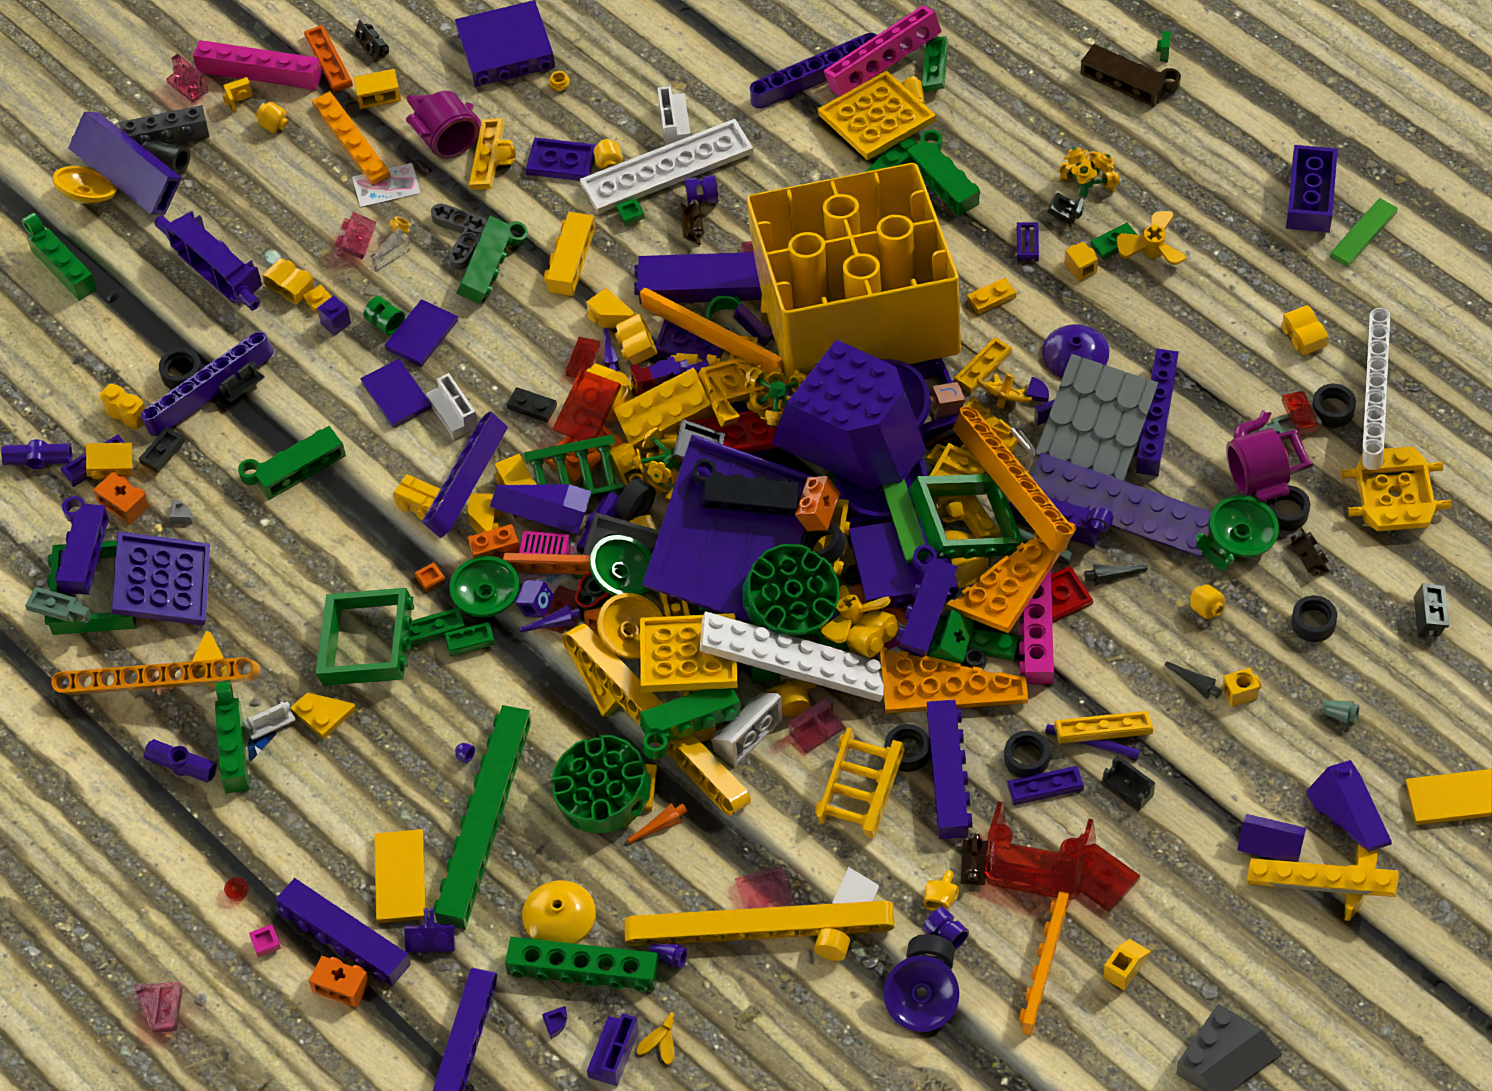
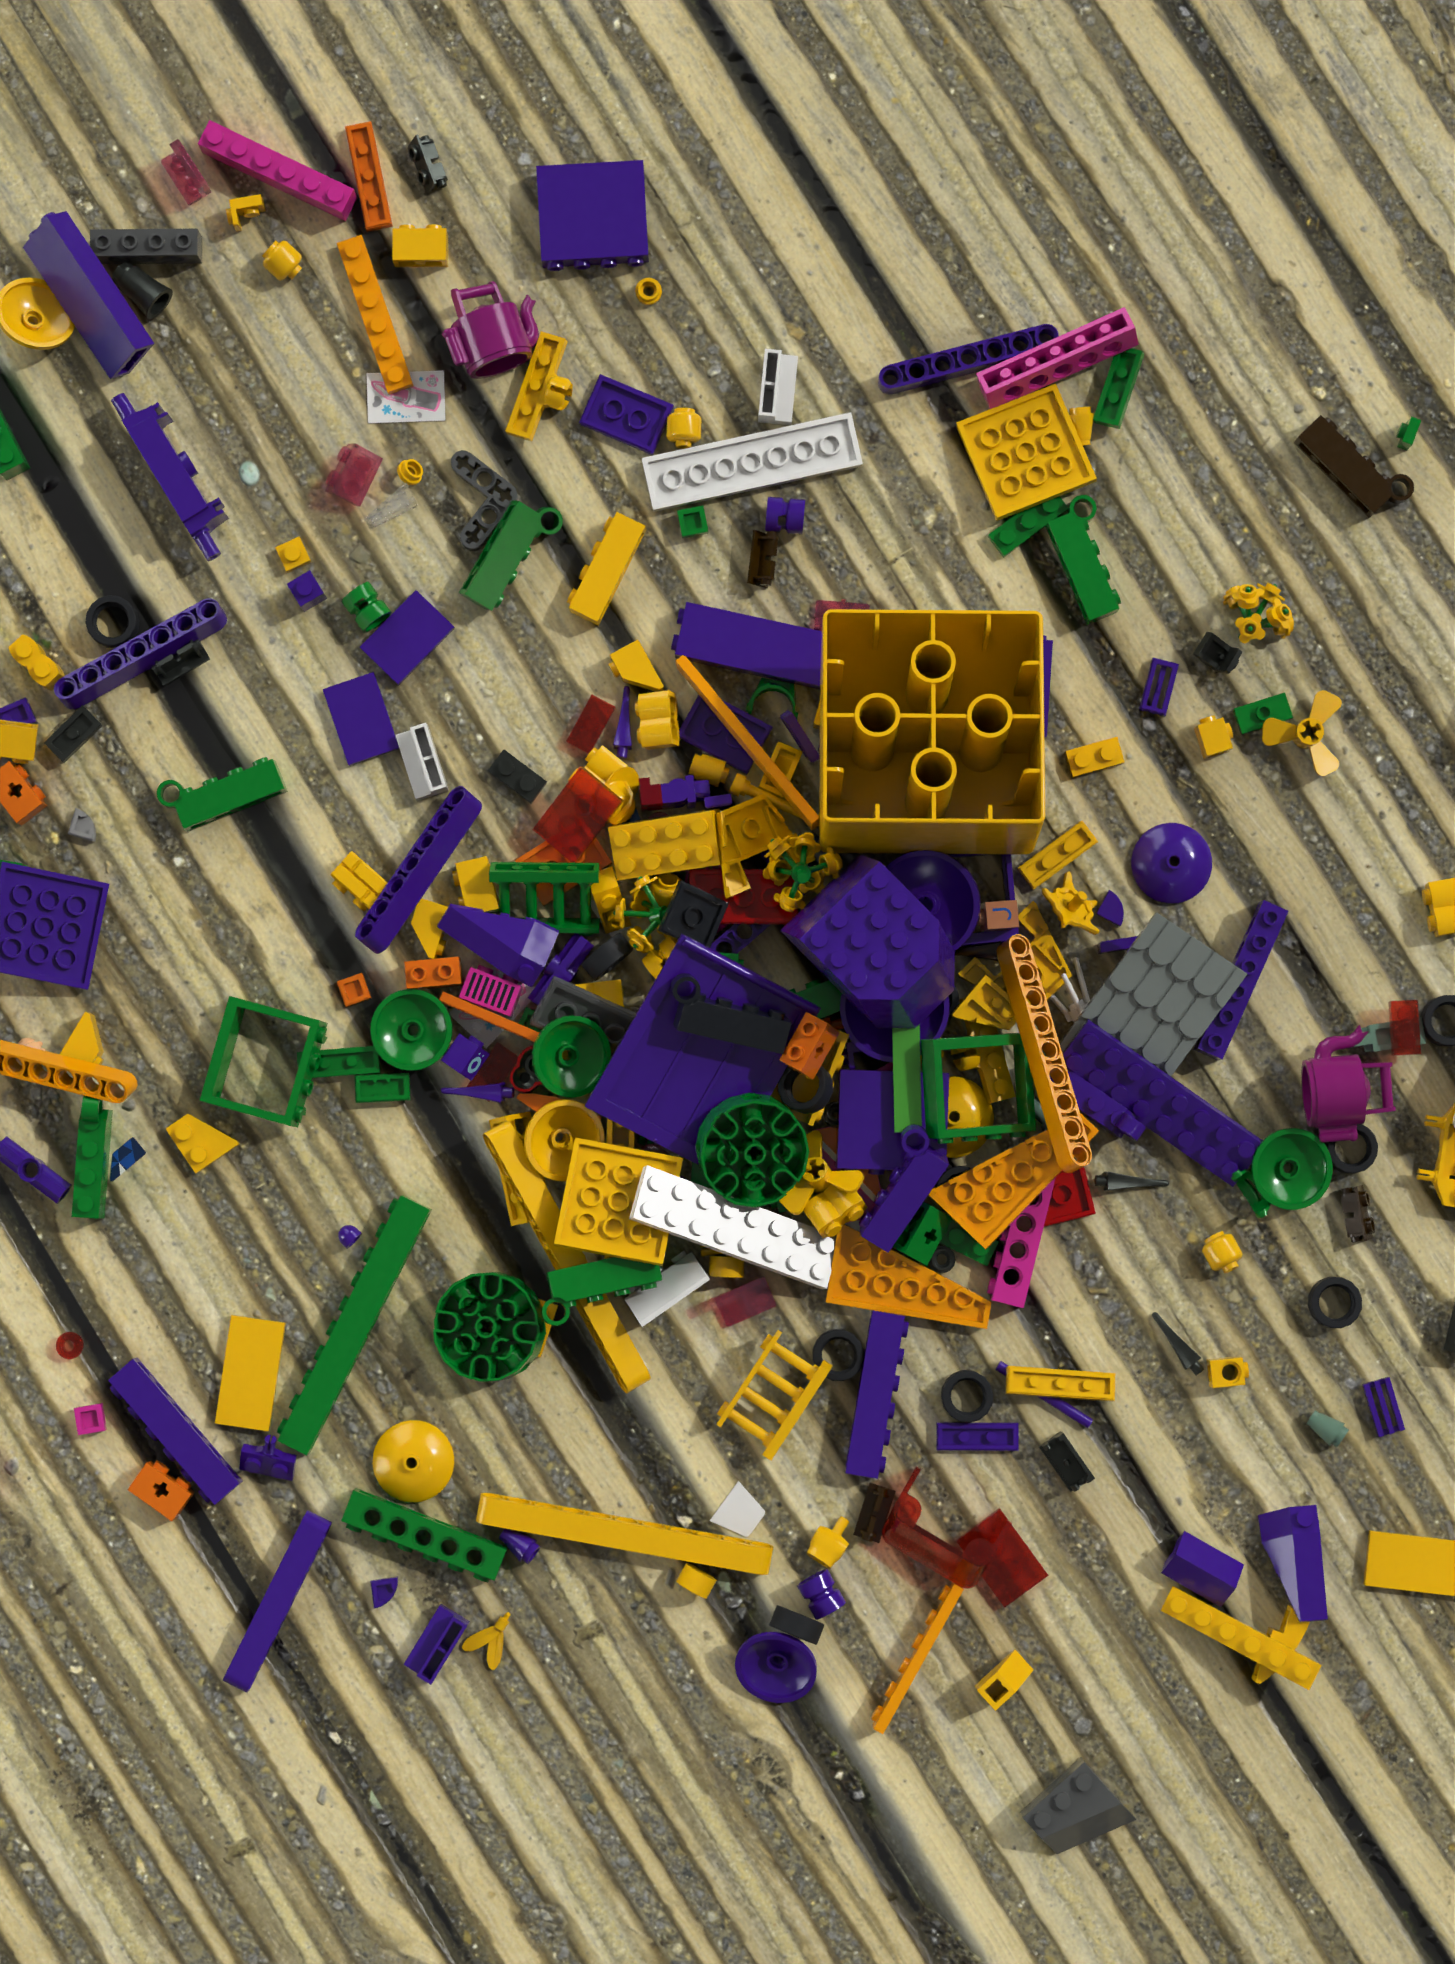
camera: 10 degrees right, 30 degrees up
(269, 720) = (139, 1138): white hinge -> none
(288, 280) = (261, 522): yellow brick -> none
(668, 817) = (557, 1374): orange piece -> none
(764, 889) = (640, 1494): clear pink tile -> none
(1372, 671) = (1393, 1402): none -> dark purple tile

